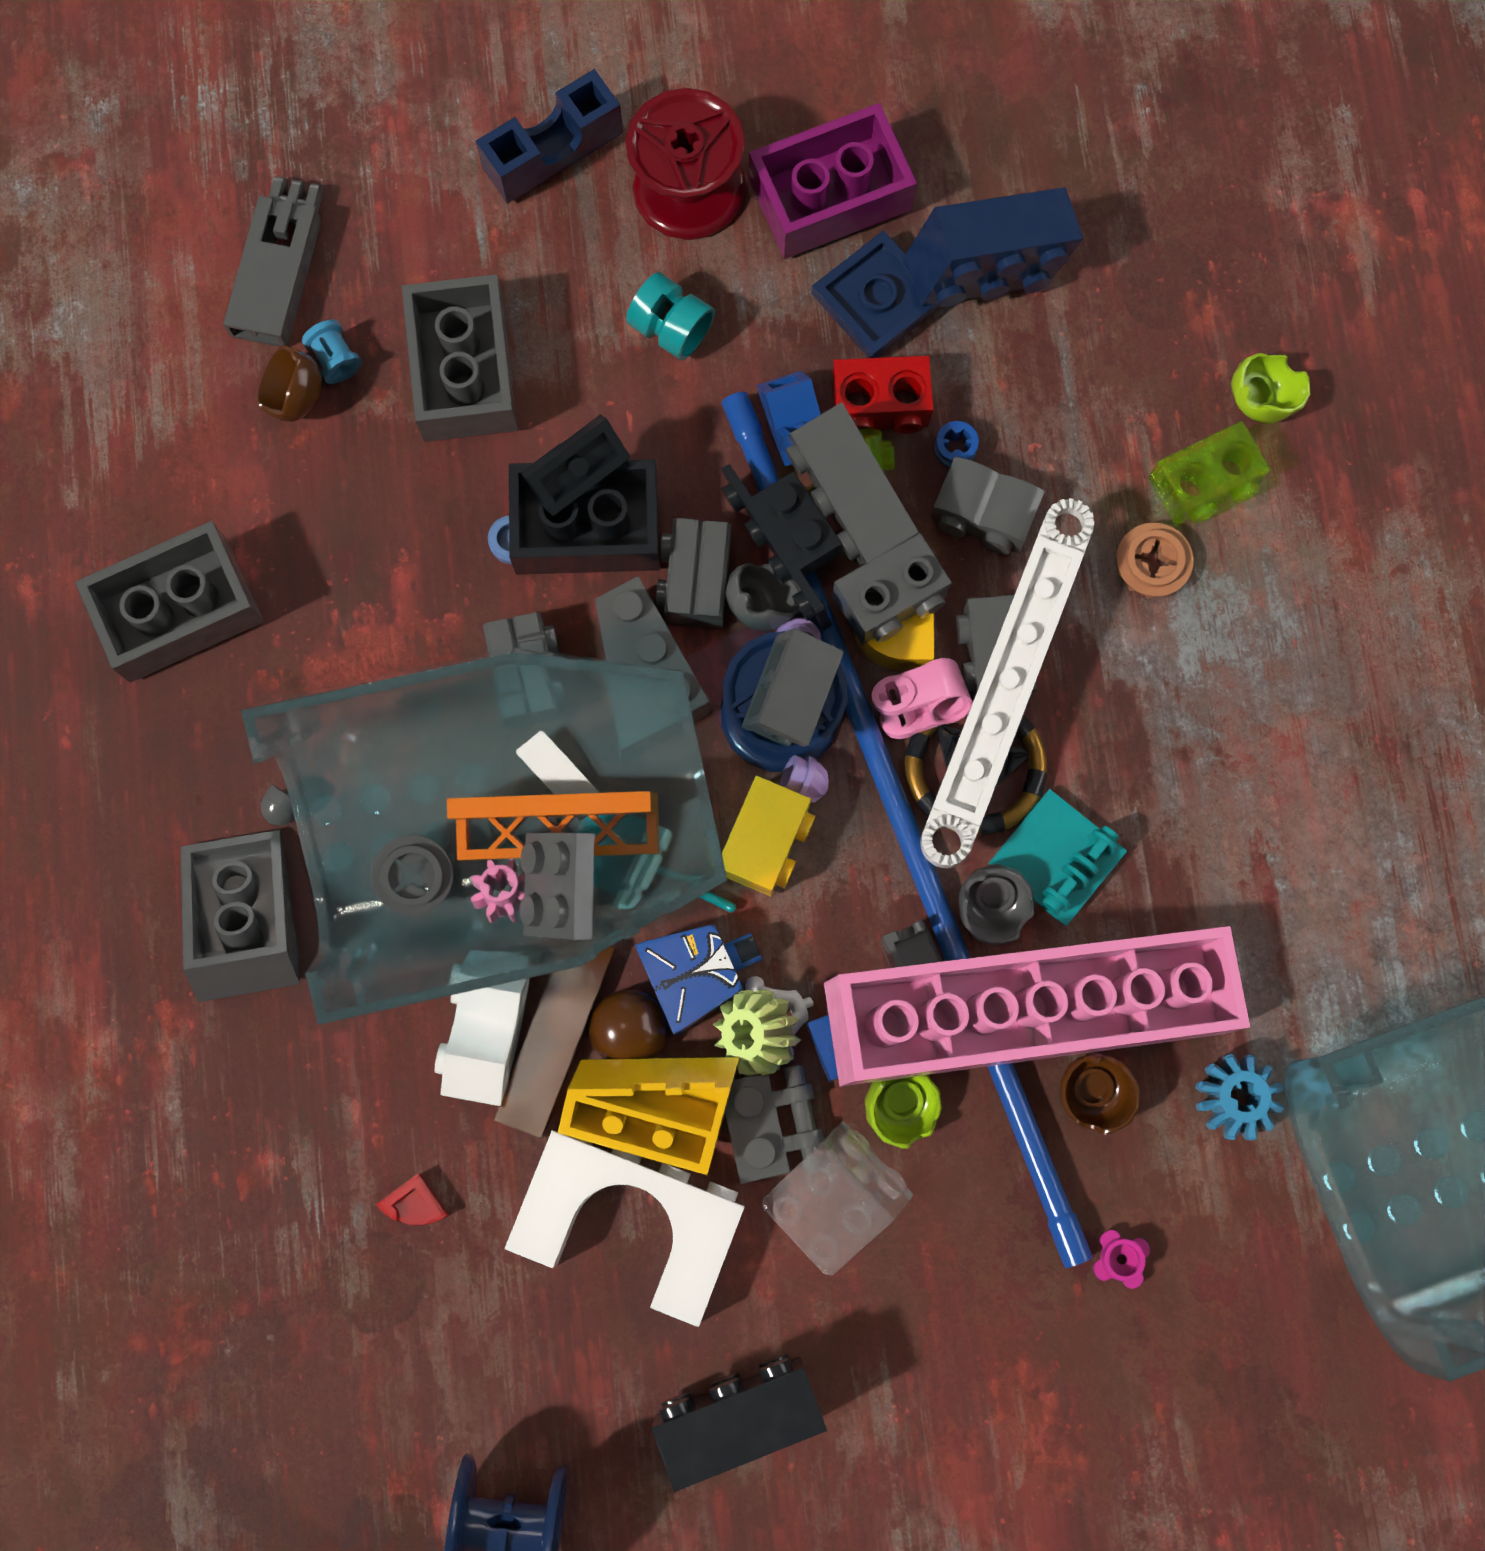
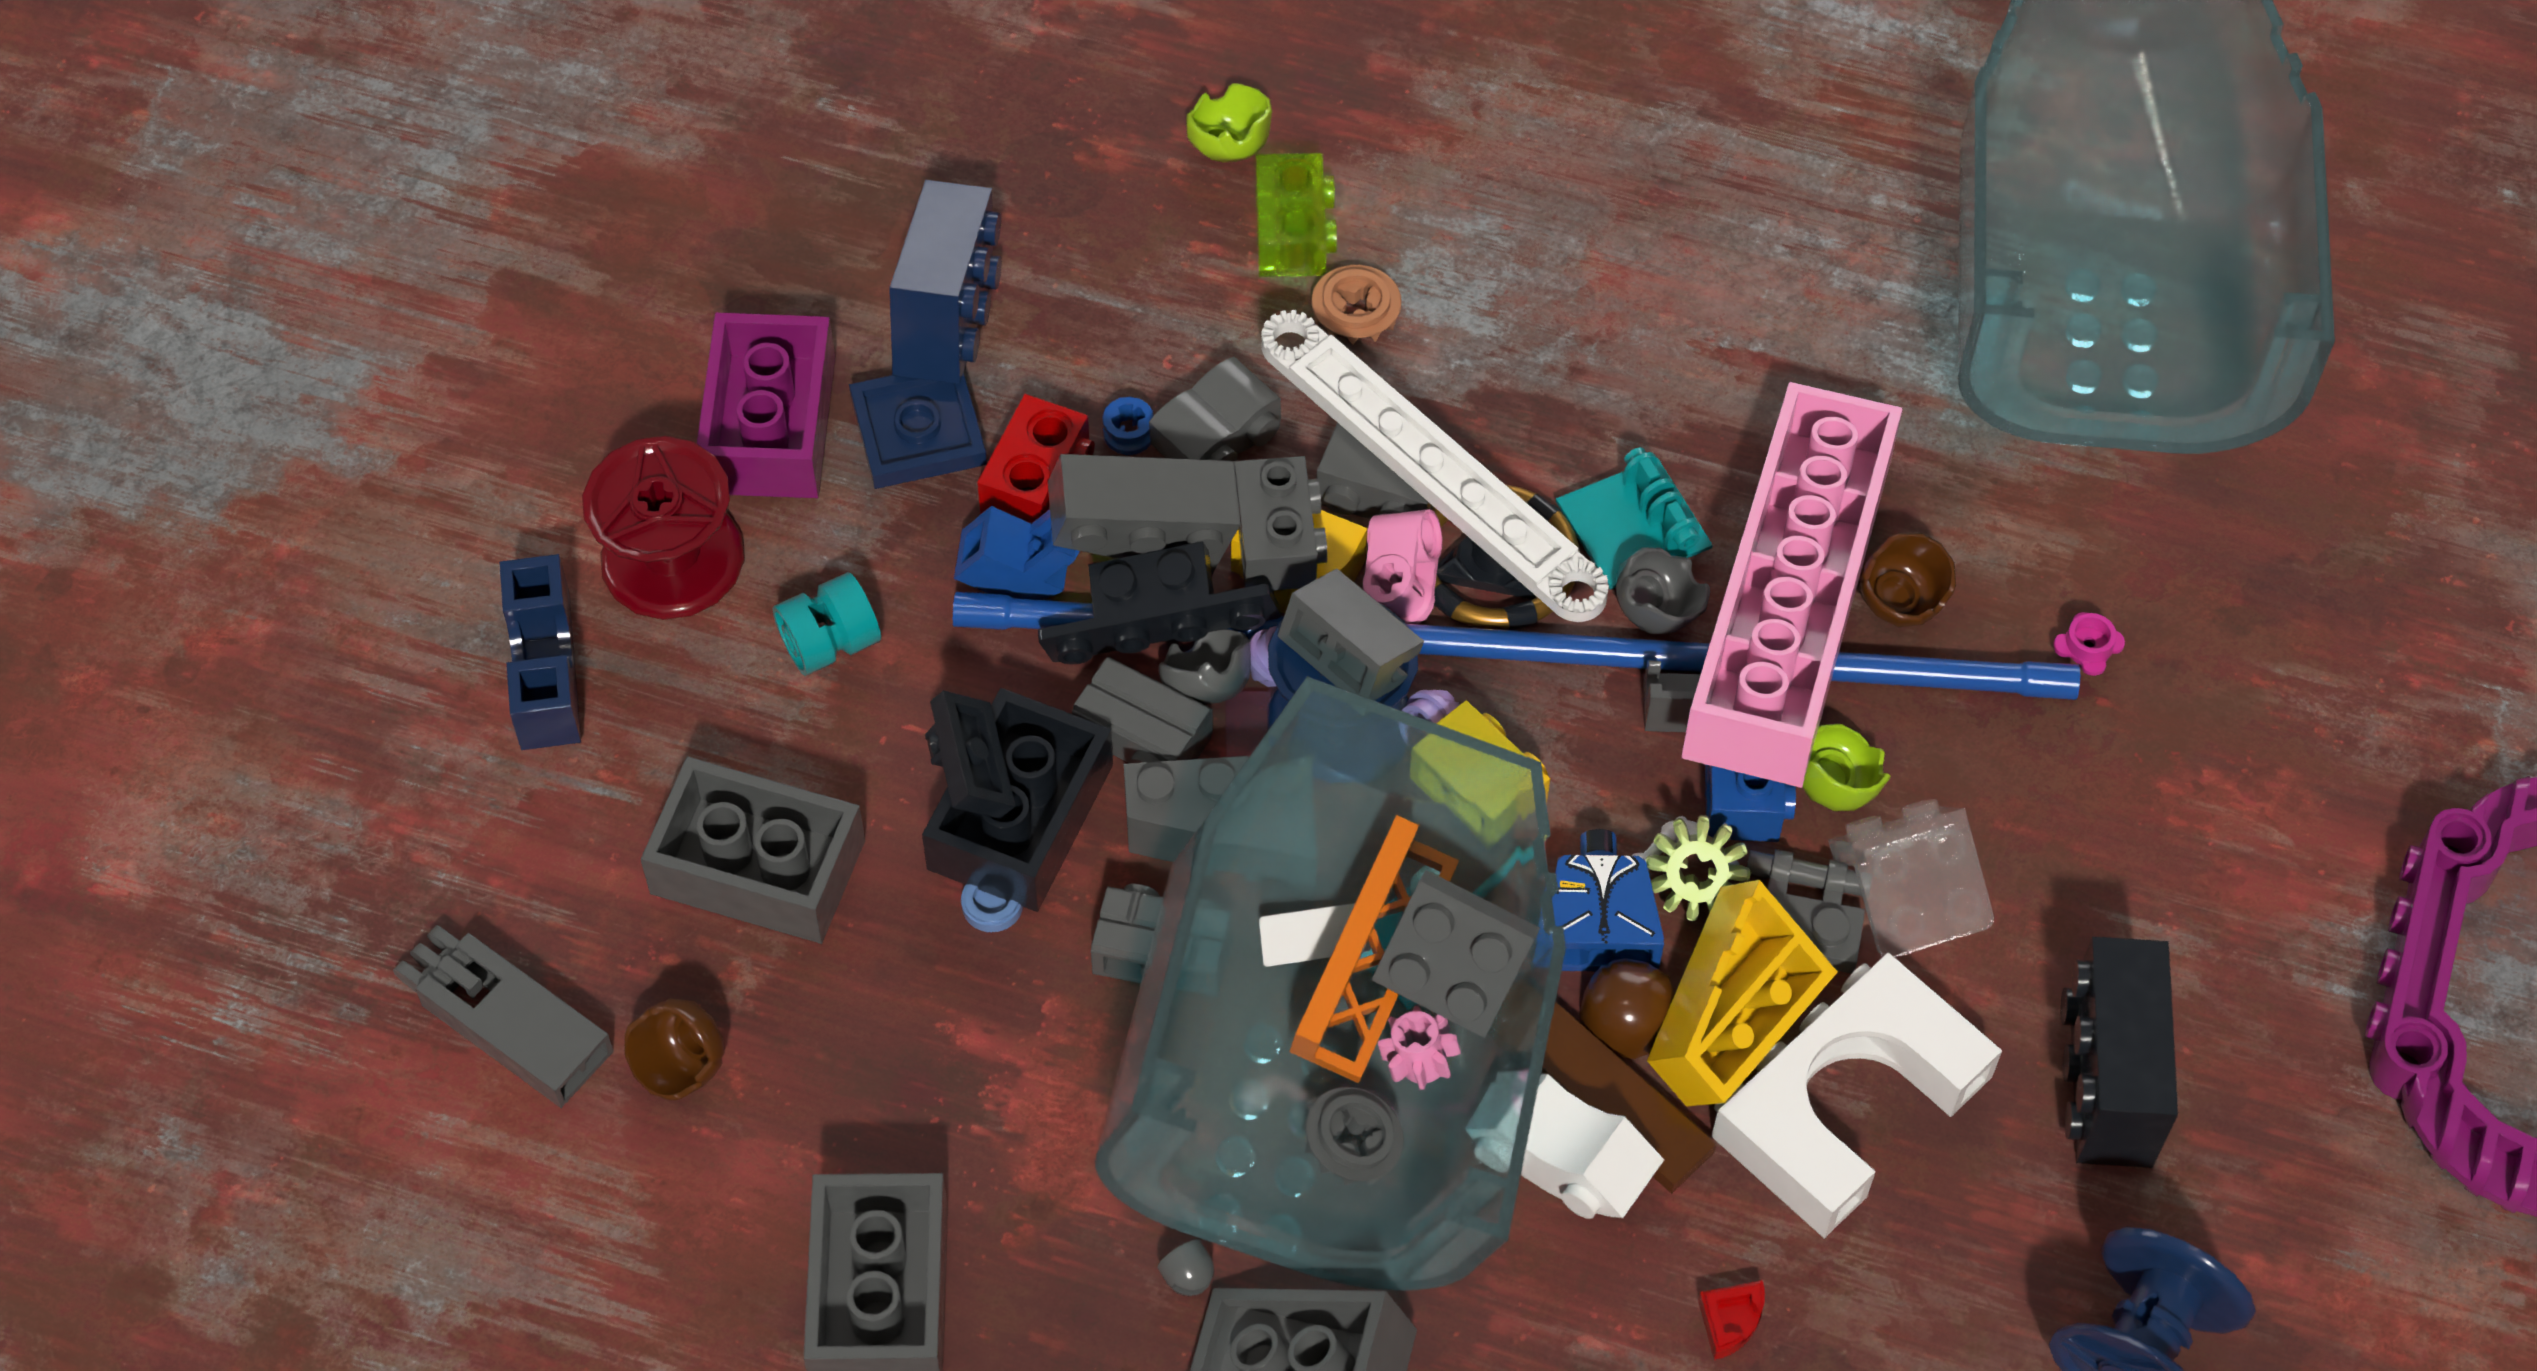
camera: 65 degrees left, 20 degrees down
(331, 351) = (650, 987): dark azure bush -> none
(1252, 1085) = (1965, 465): dark azure gear -> none

